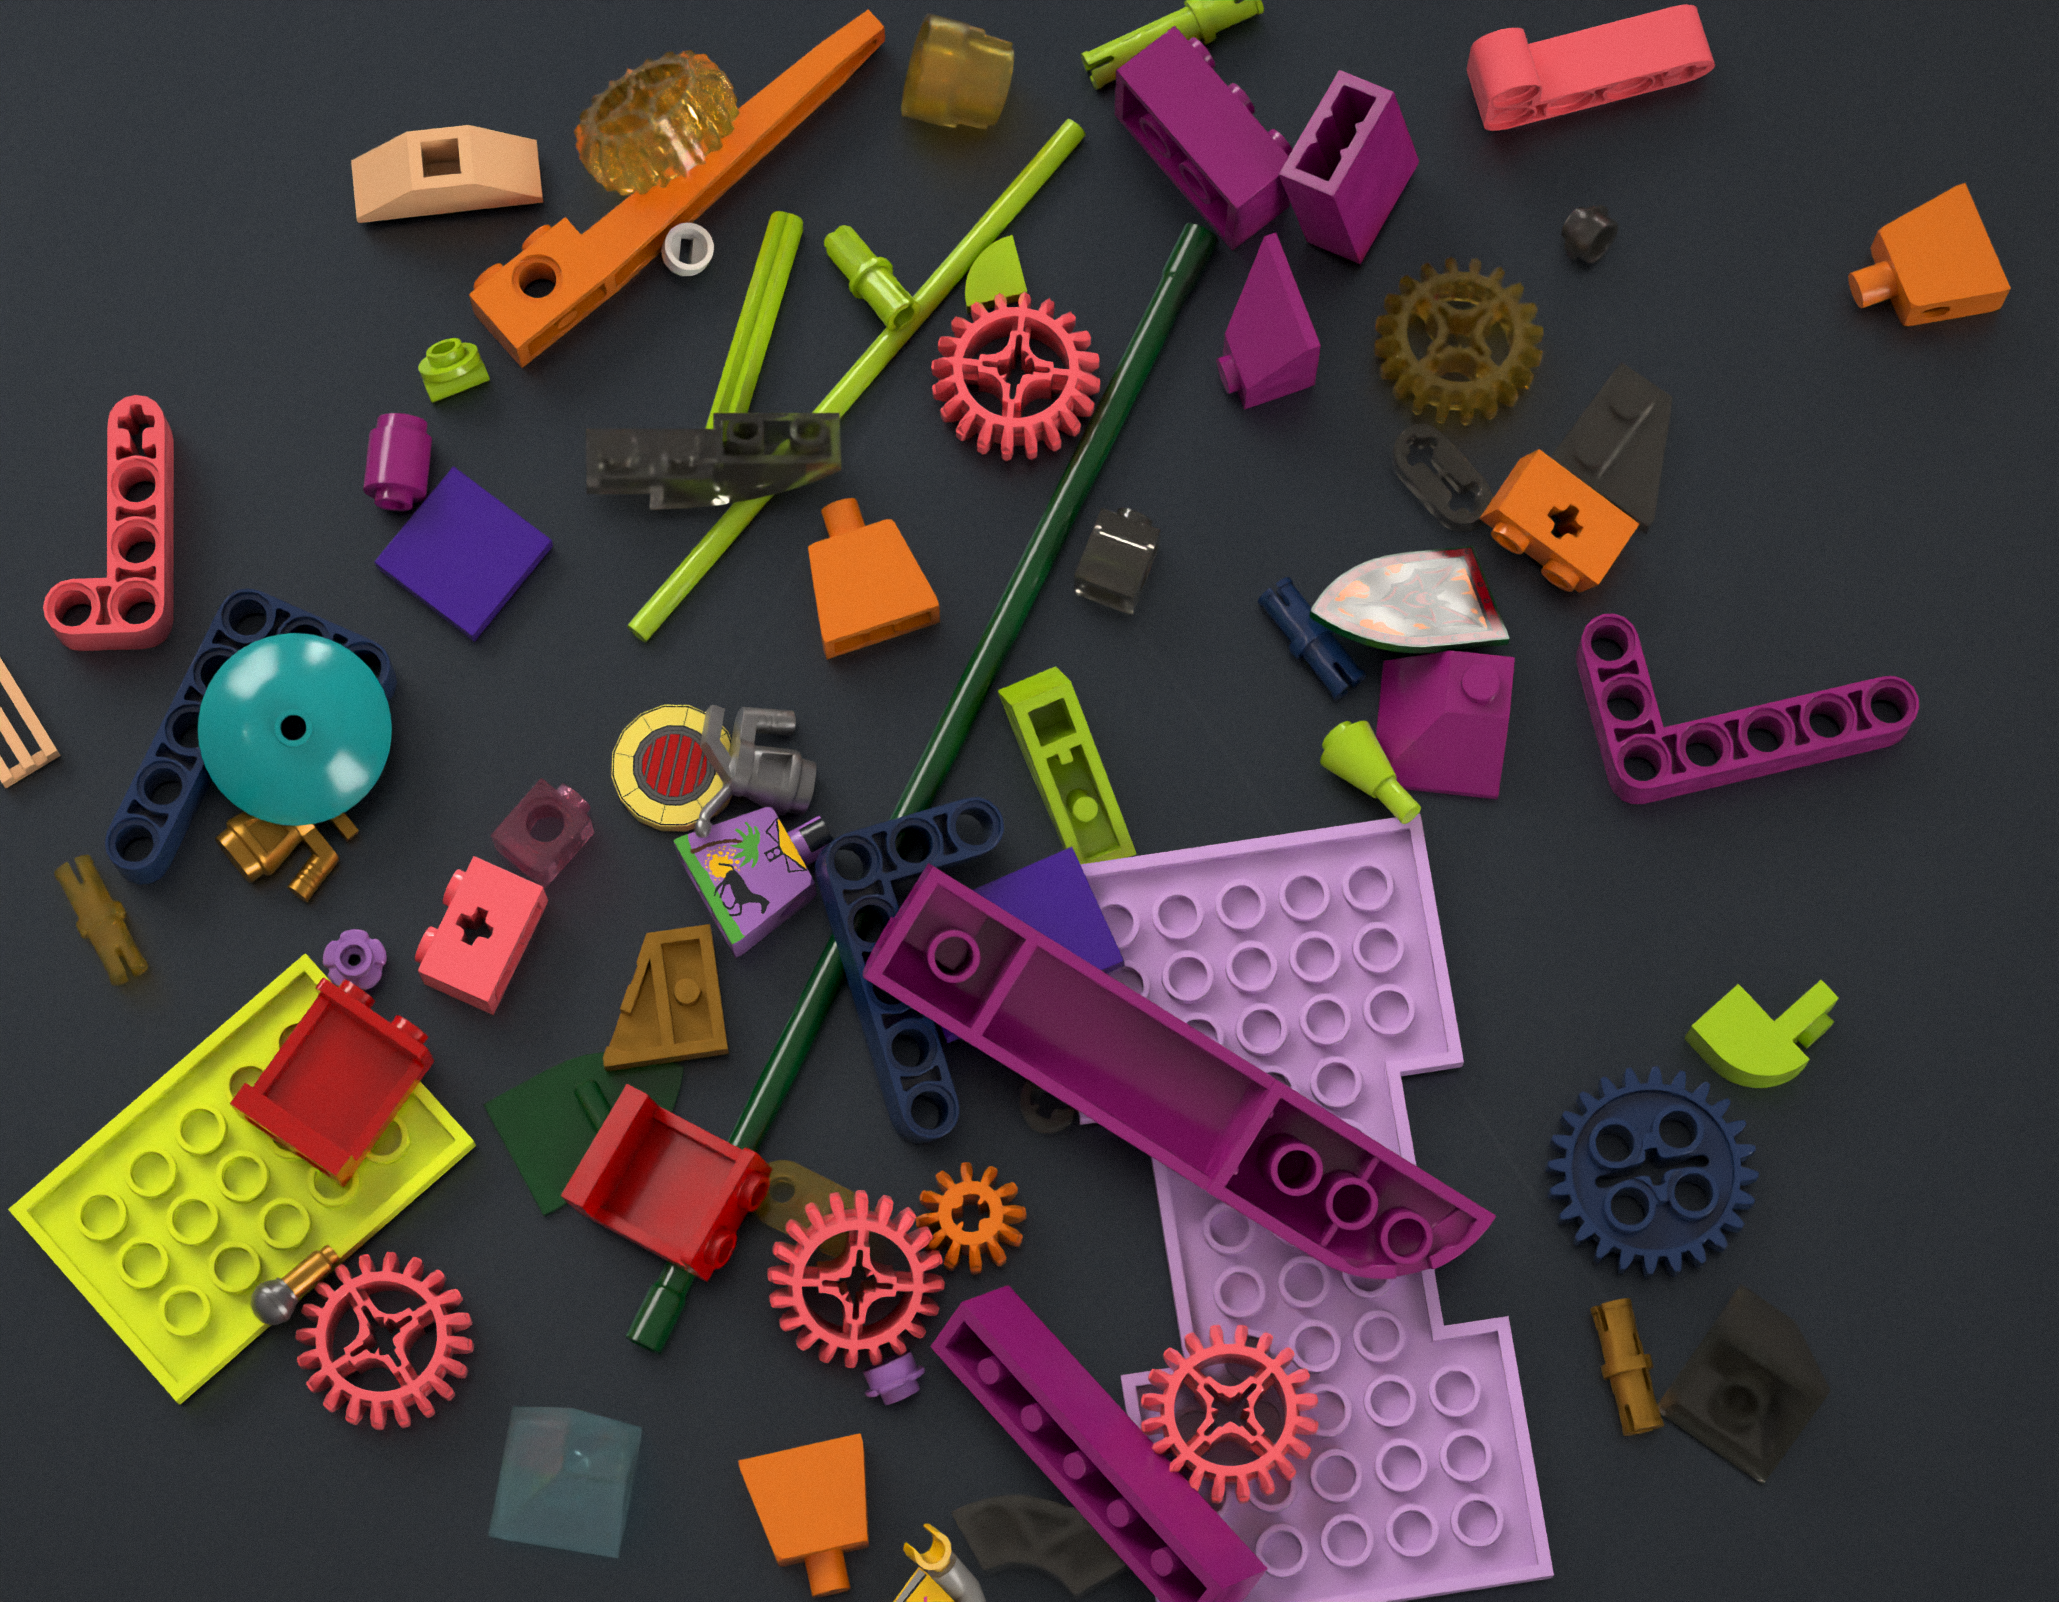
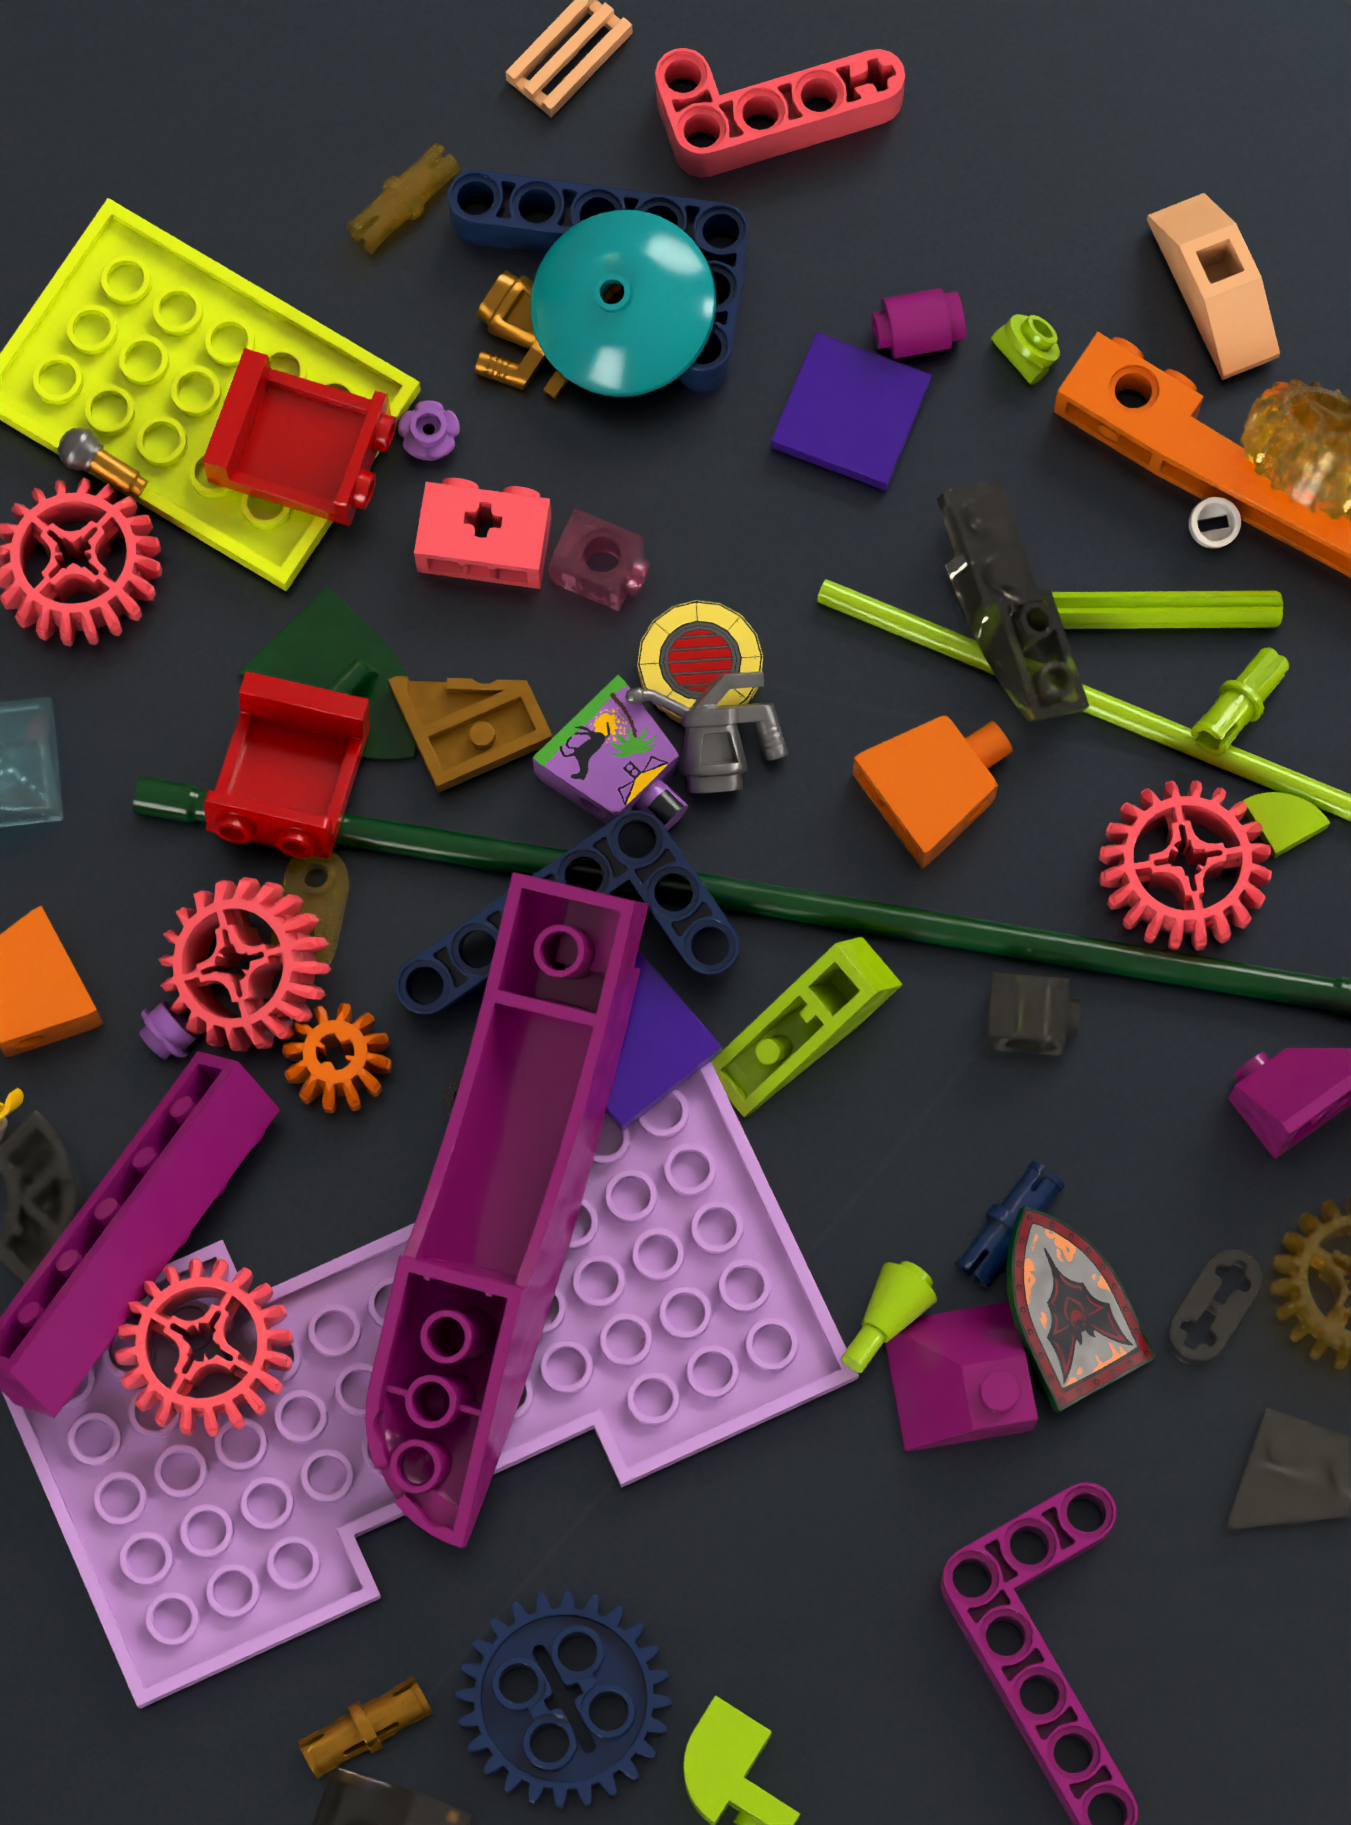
camera: 75 degrees right, 0 degrees up
(1589, 524) = (1201, 1469): orange brick -> none

